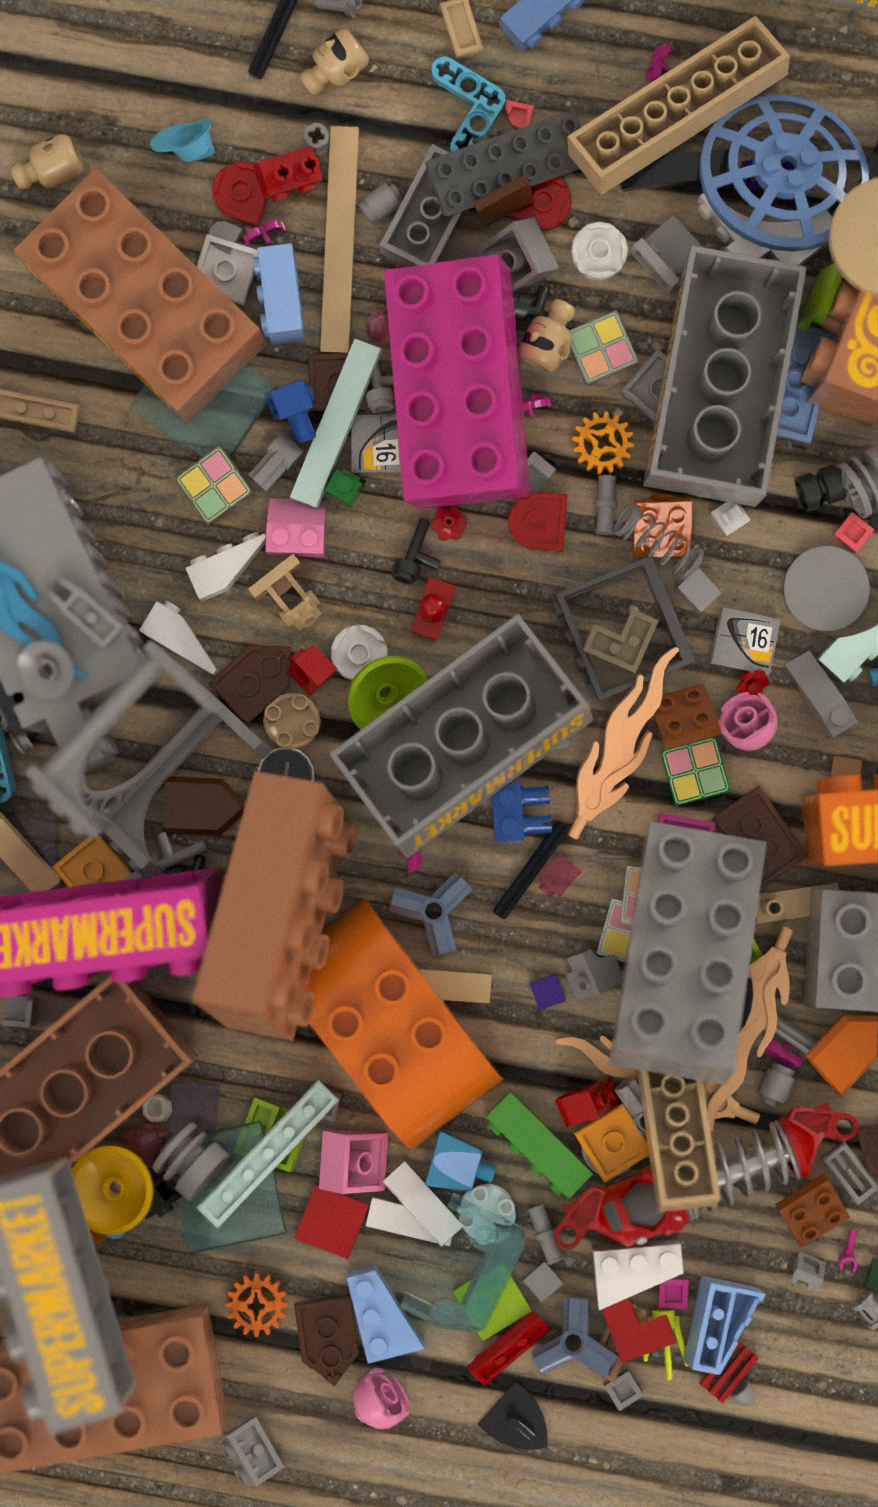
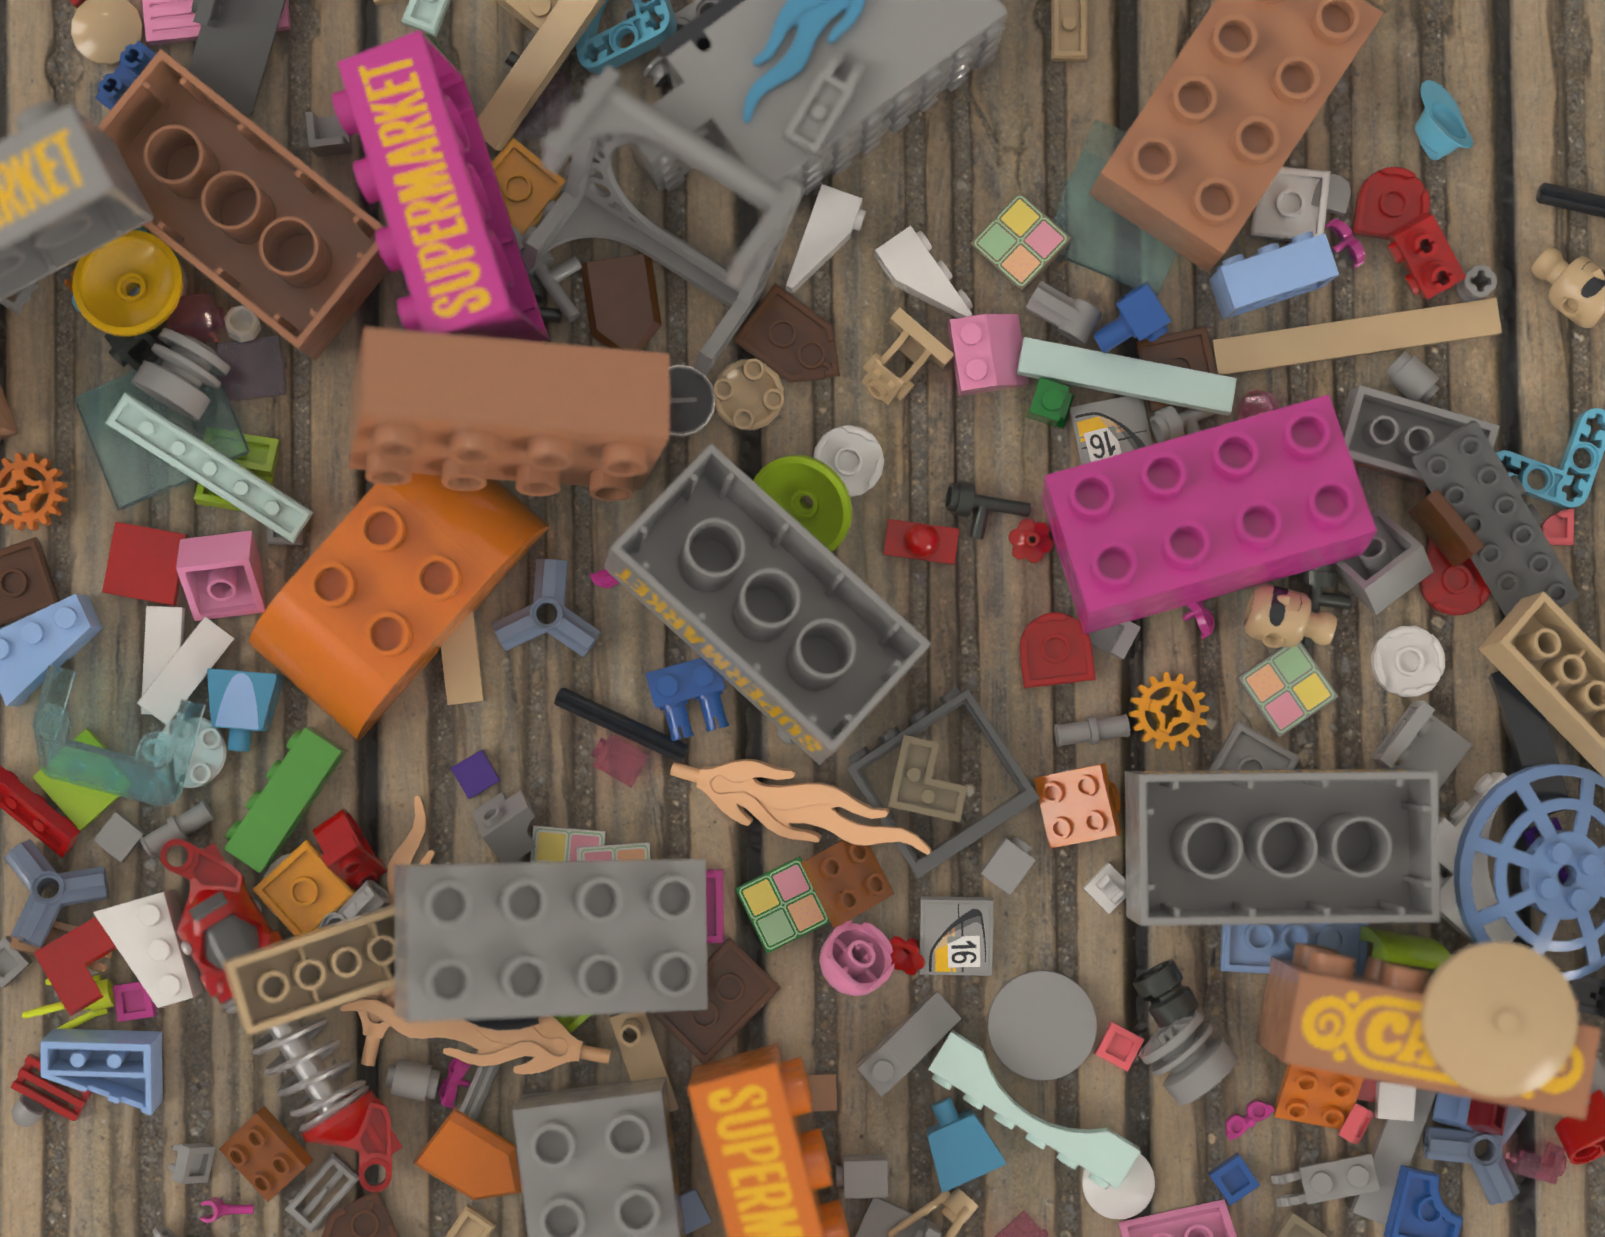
camera: 80 degrees right, 0 degrees up
(35, 672) = (737, 58): light grey dish -> none
(311, 669) = (816, 405): red brick -> none
(630, 526) = (1068, 763): light grey piece -> none

